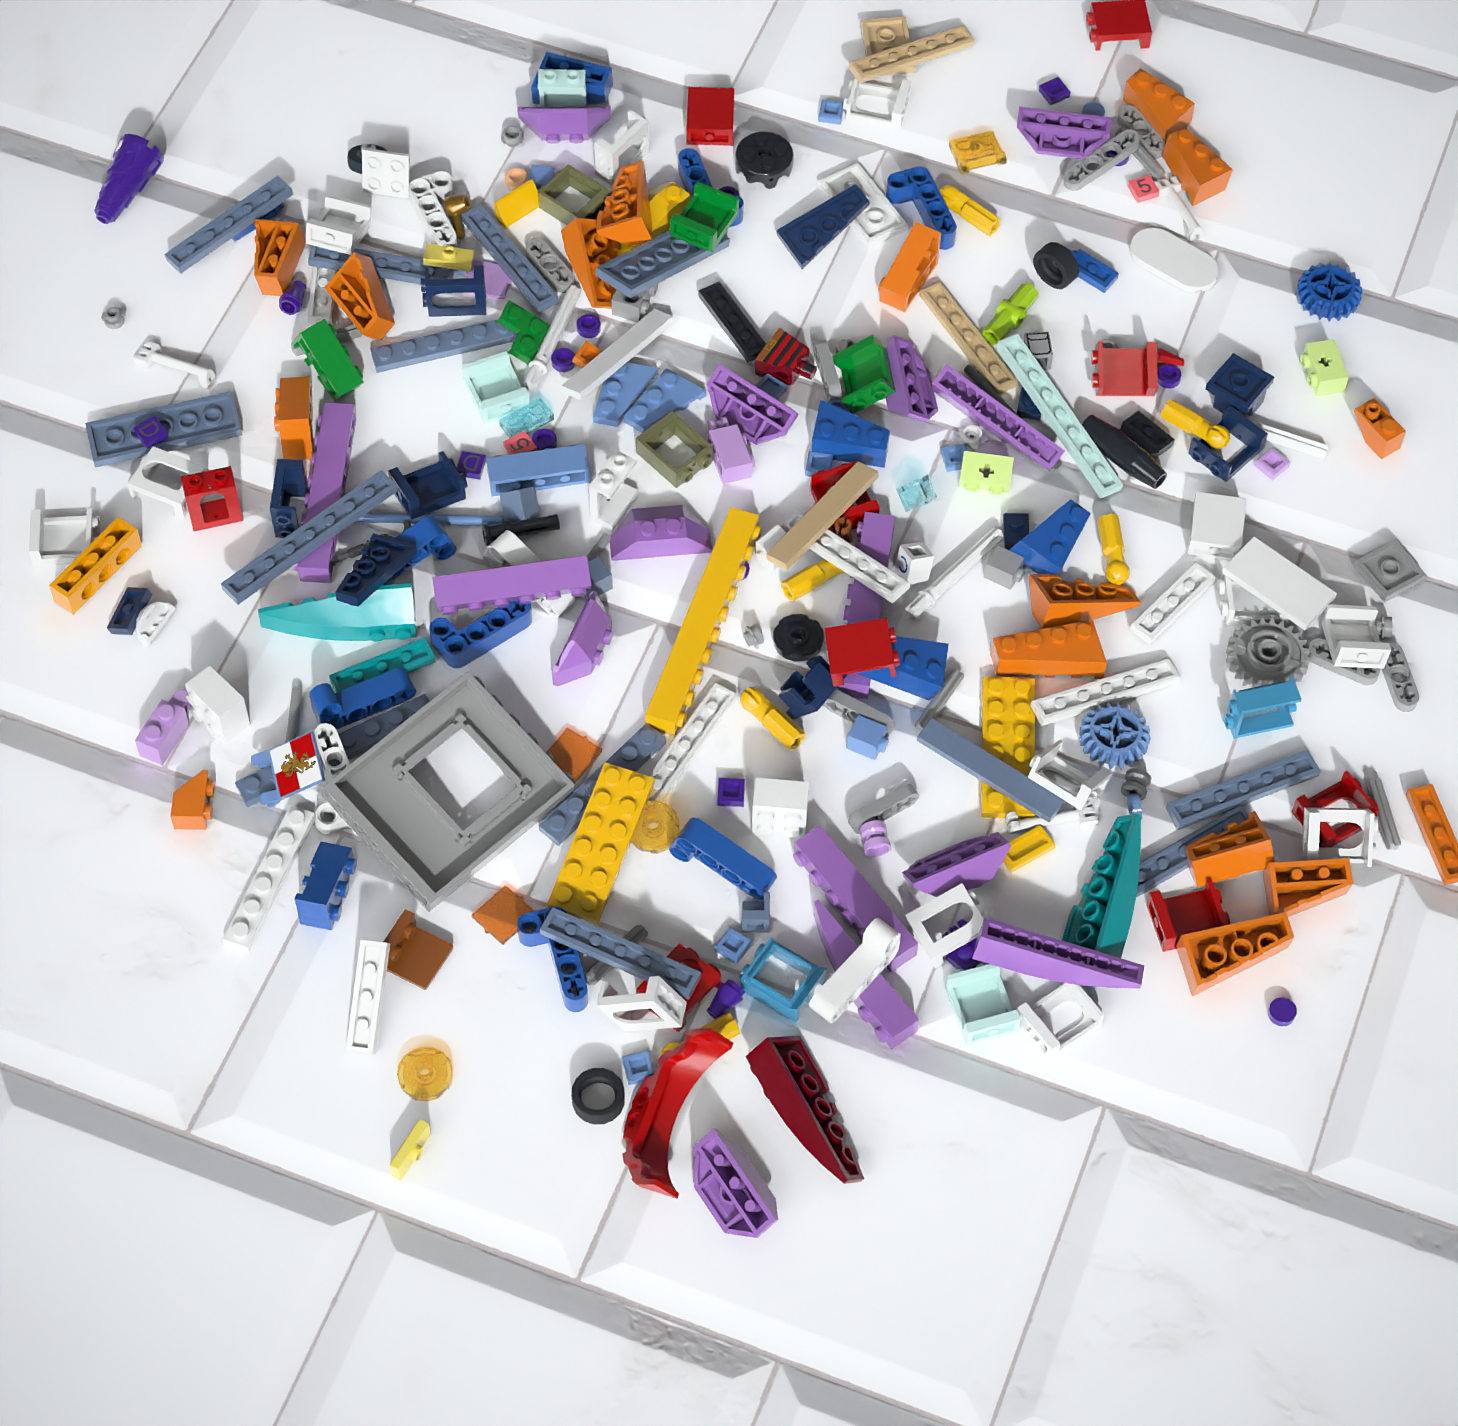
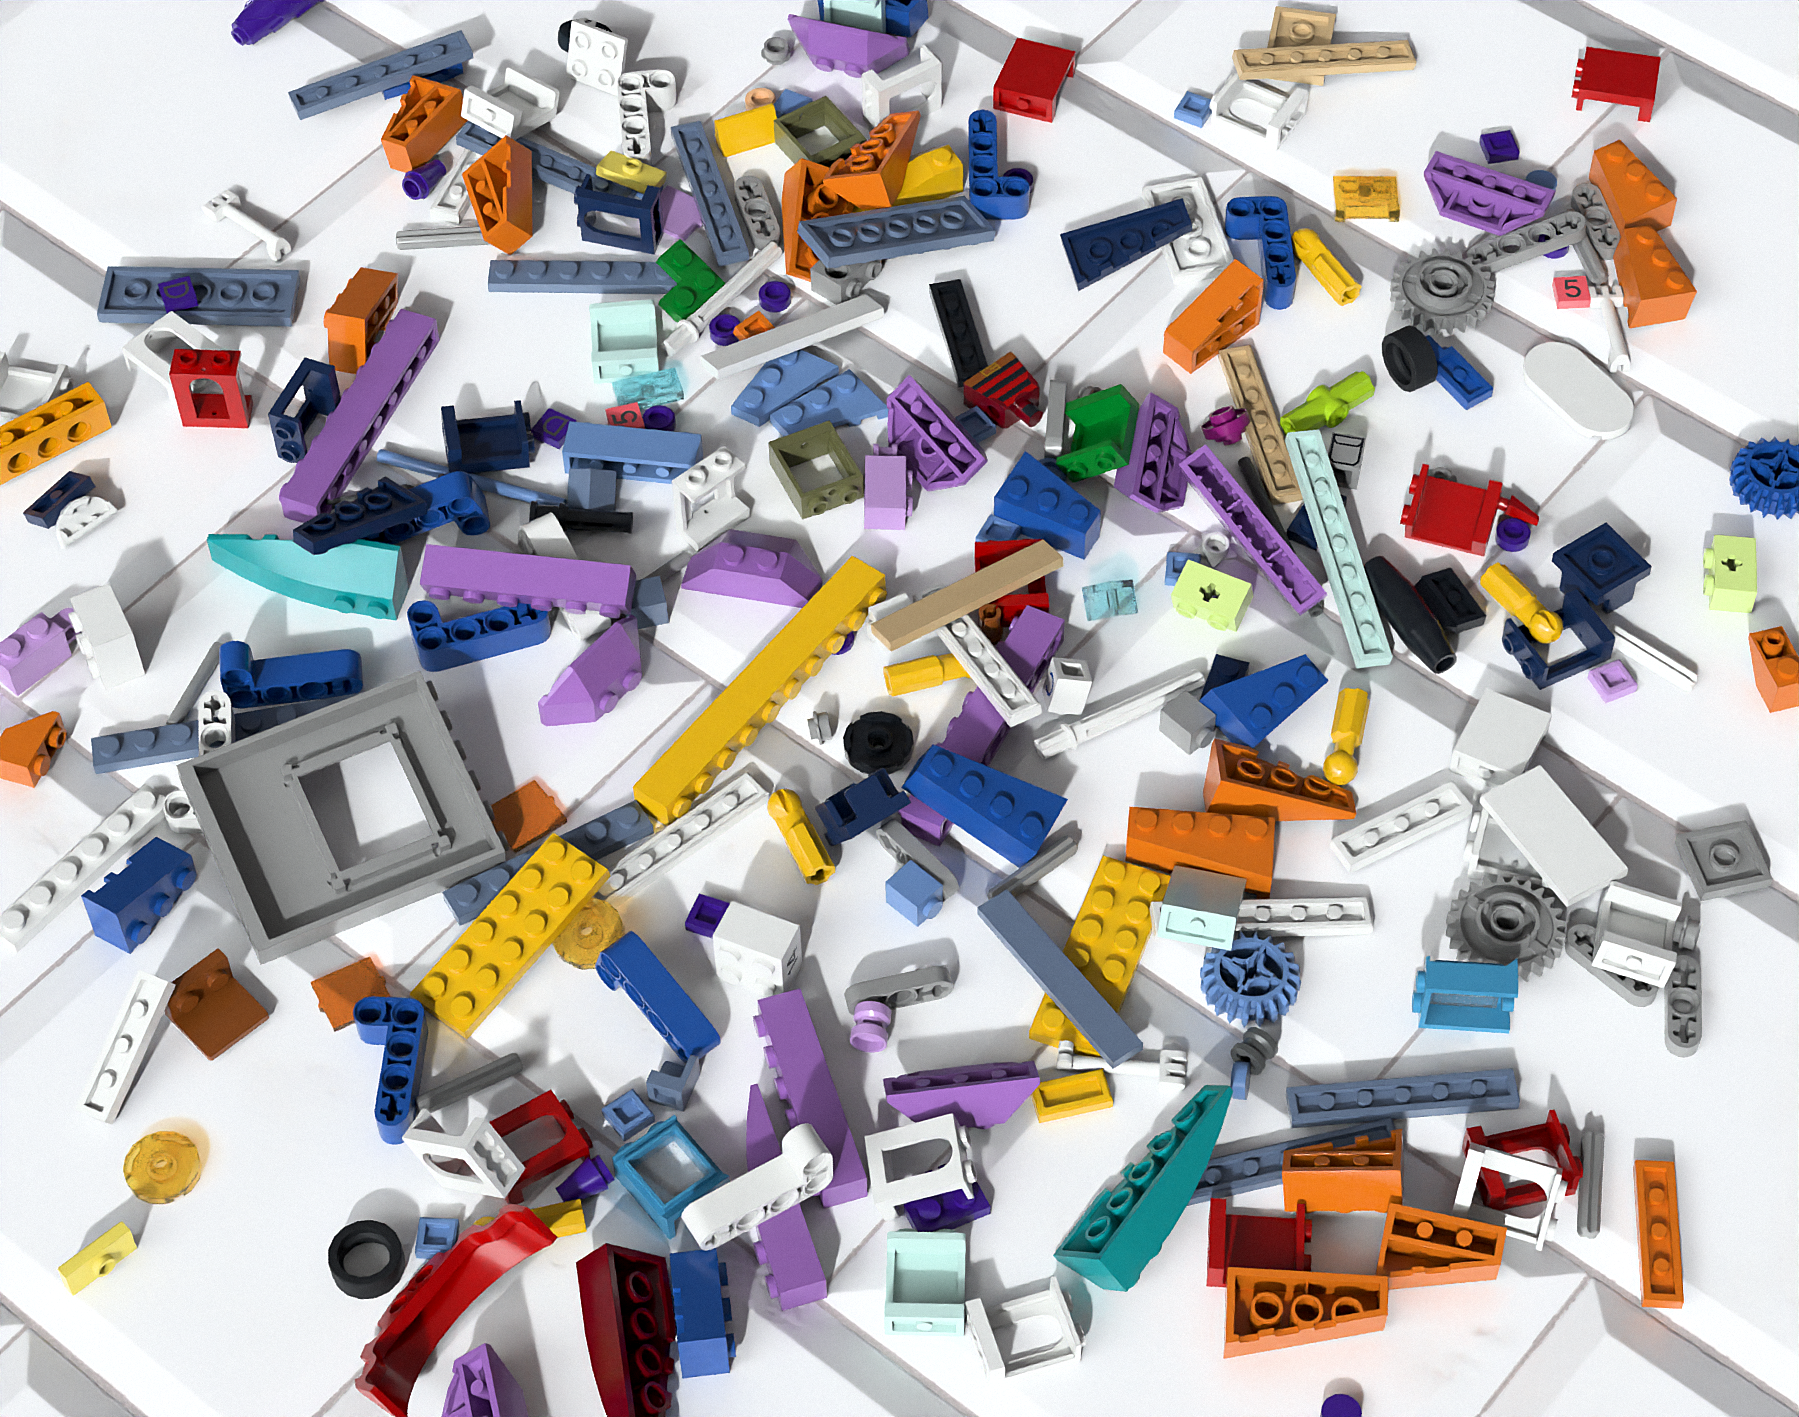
camera: 20 degrees right, 5 degrees down
(113, 317) = (200, 154): light grey plate -> none
(294, 768) = (163, 738): flag -> none
(309, 537) = (306, 462): sand blue plate -> none
(329, 359) = (429, 258): green wedge -> none
(409, 656) = (370, 641): teal plate -> none
(455, 206) = (666, 116): pearl gold bar -> none
(619, 952) = (466, 1080): sand blue plate -> none
(705, 217) = (968, 196): green panel -> none
(766, 169) = (1081, 158): black plate -> none
(842, 1066) = (701, 1313): none -> blue wedge
(861, 648) = (932, 769): red panel -> none
(947, 344) = (1226, 425): none -> magenta plate
(1052, 958) = (1035, 1247): medium lavender slope -> none
(1057, 209) = (1442, 291): none -> light grey gear
(1068, 695) = (1201, 907): none -> panel
(1090, 786) = (1183, 1036): white panel -> none

